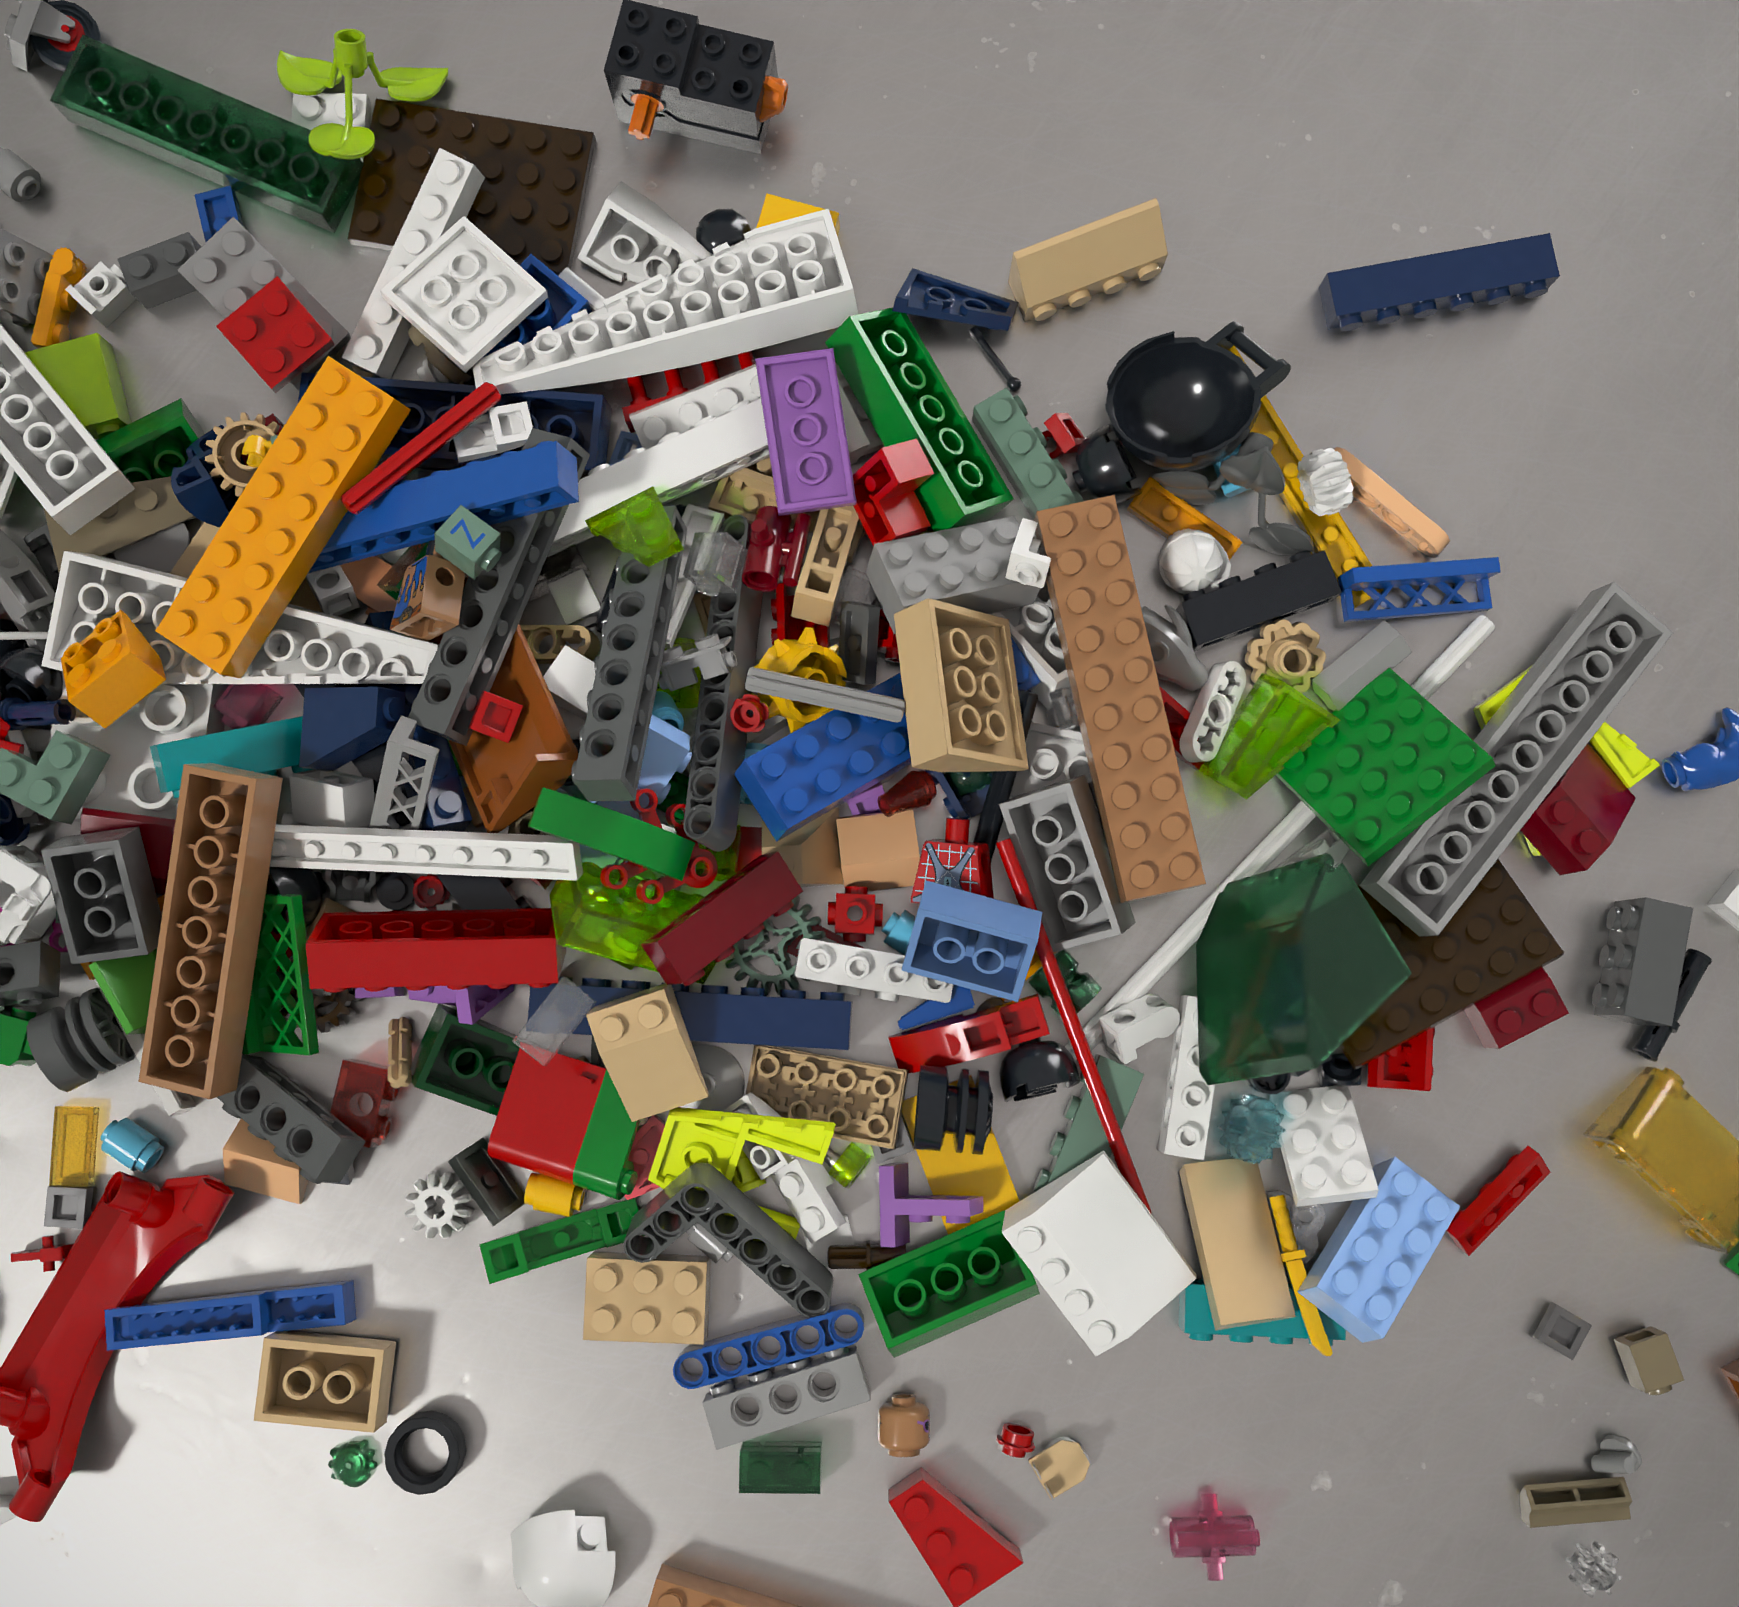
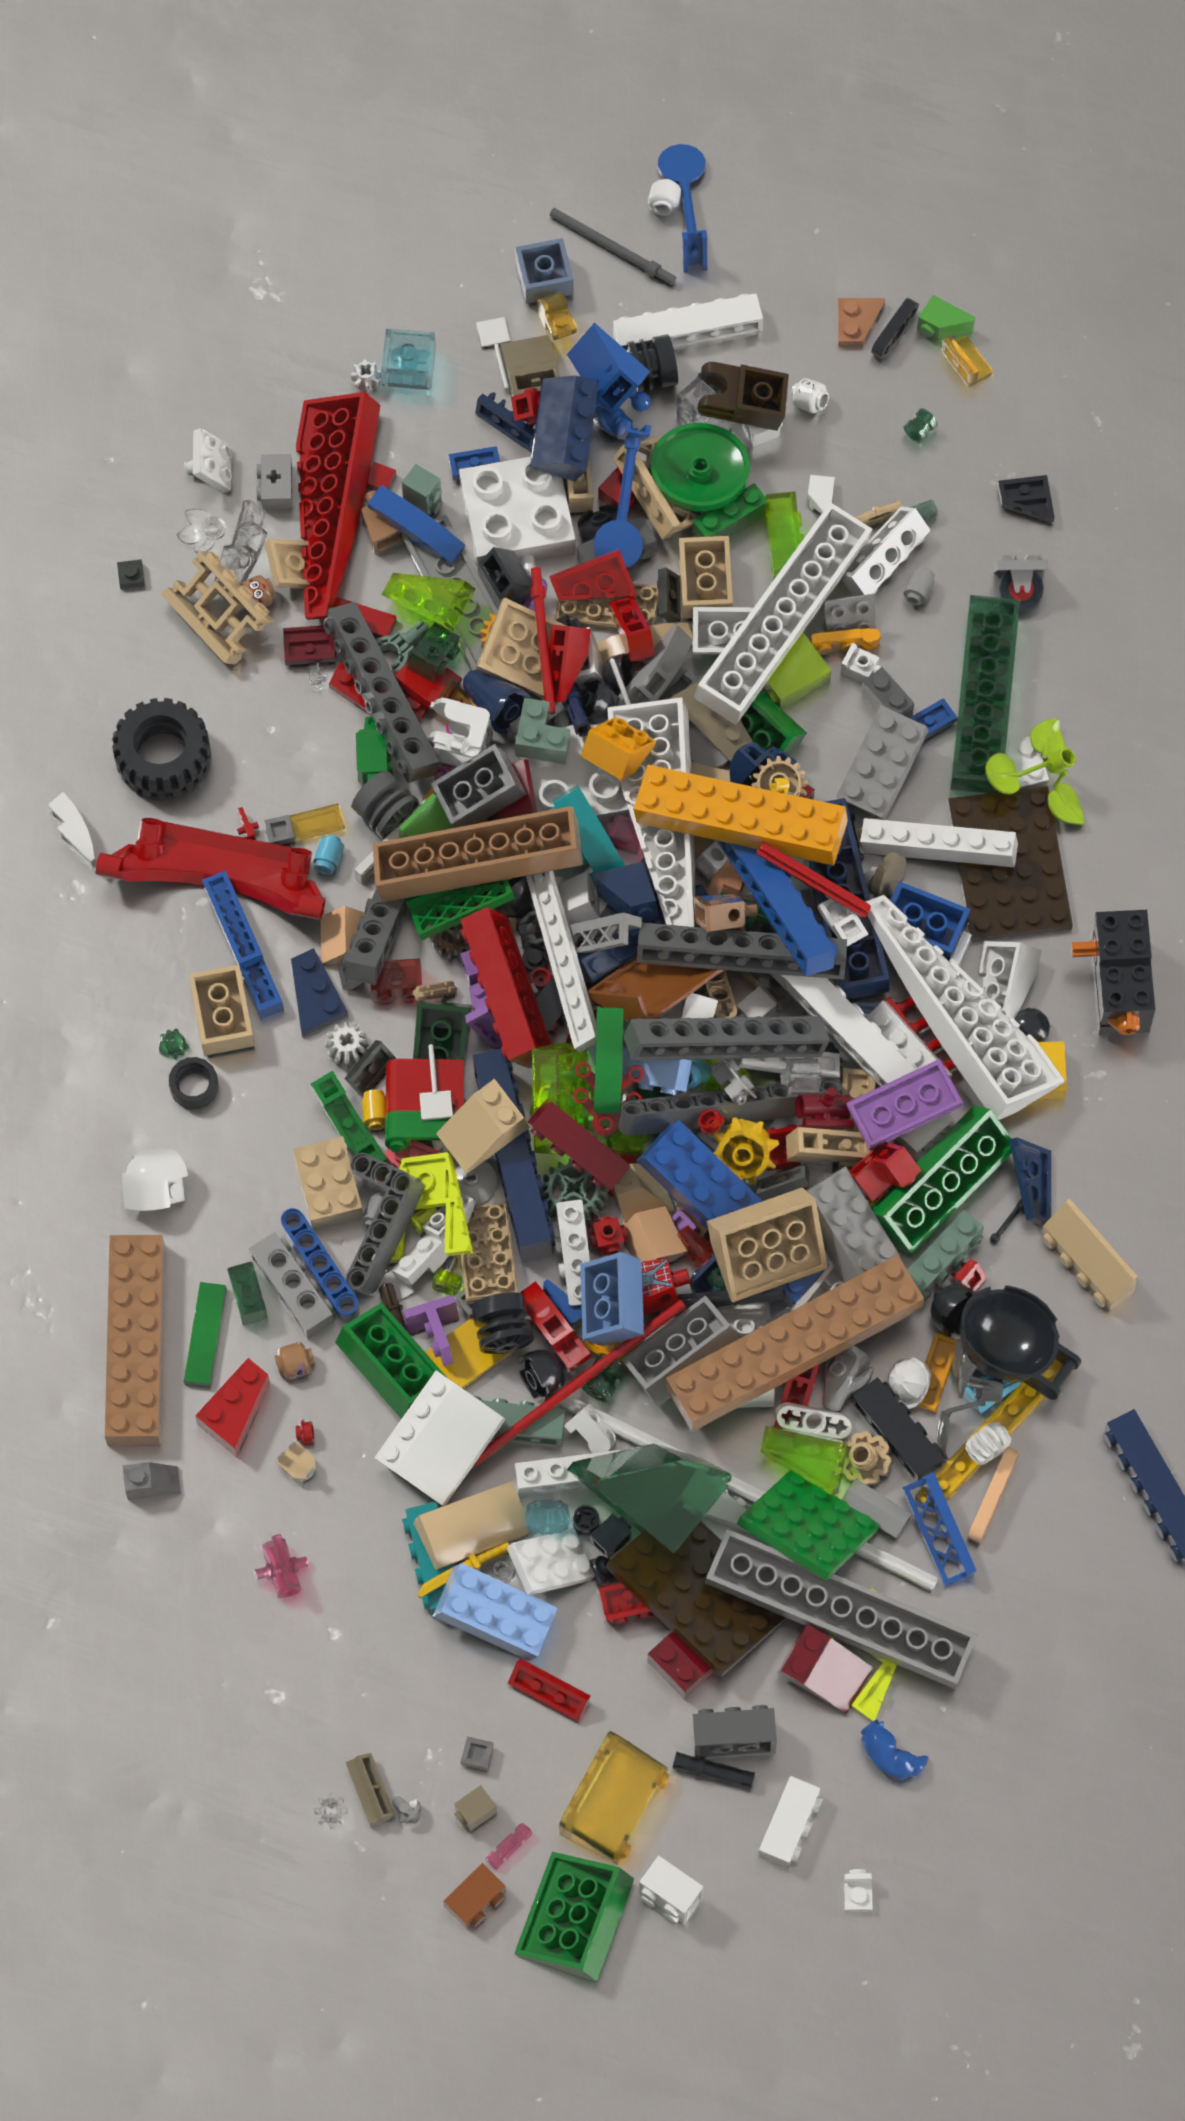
camera: 70 degrees right, 15 degrees down
(276, 334) = (859, 774): red brick -> none
(343, 1227) = (315, 993): none -> dark blue wing
(464, 294) = (926, 876): white plate -> none
(468, 543) = (758, 921): sand green brick -> none
(495, 716) = (659, 973): red plate -> none
(554, 1021) = (483, 1067): clear tile -> none
(582, 1106) = (435, 1103): none -> white piece
(638, 528) = (807, 1022): clear neon green wing -> none
(821, 1545) = (205, 1334): none -> green tile
(825, 694) = (735, 1158): light grey axle -> none
(1025, 563) = (867, 1257): white bracket -> none
(1704, 1324) = (509, 1845): none -> clear pink axle

